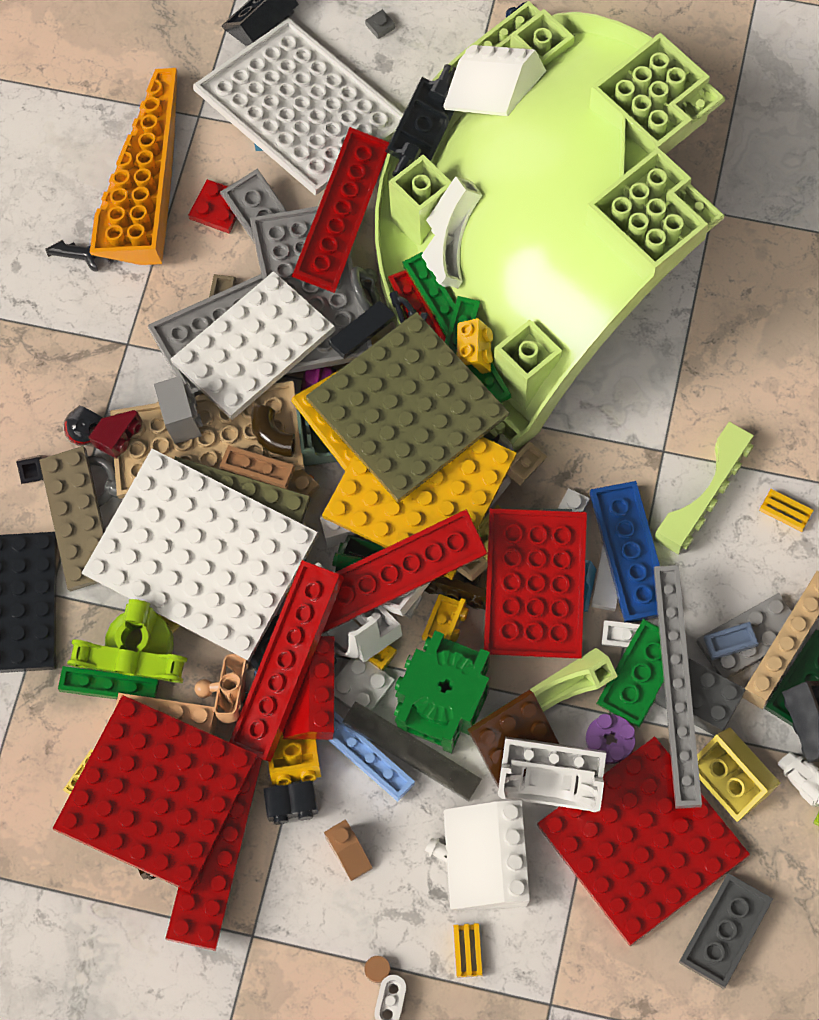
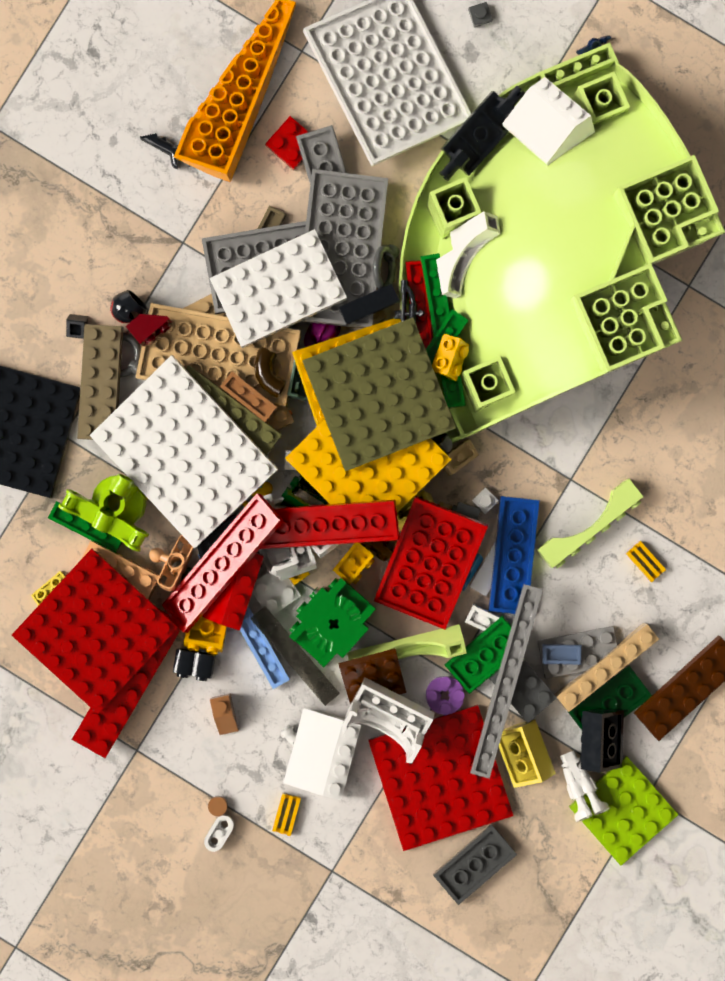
camera: 20 degrees right, 20 degrees up
(179, 409) = (201, 328): light grey brick -> none
(341, 210) = (388, 190): red plate -> none

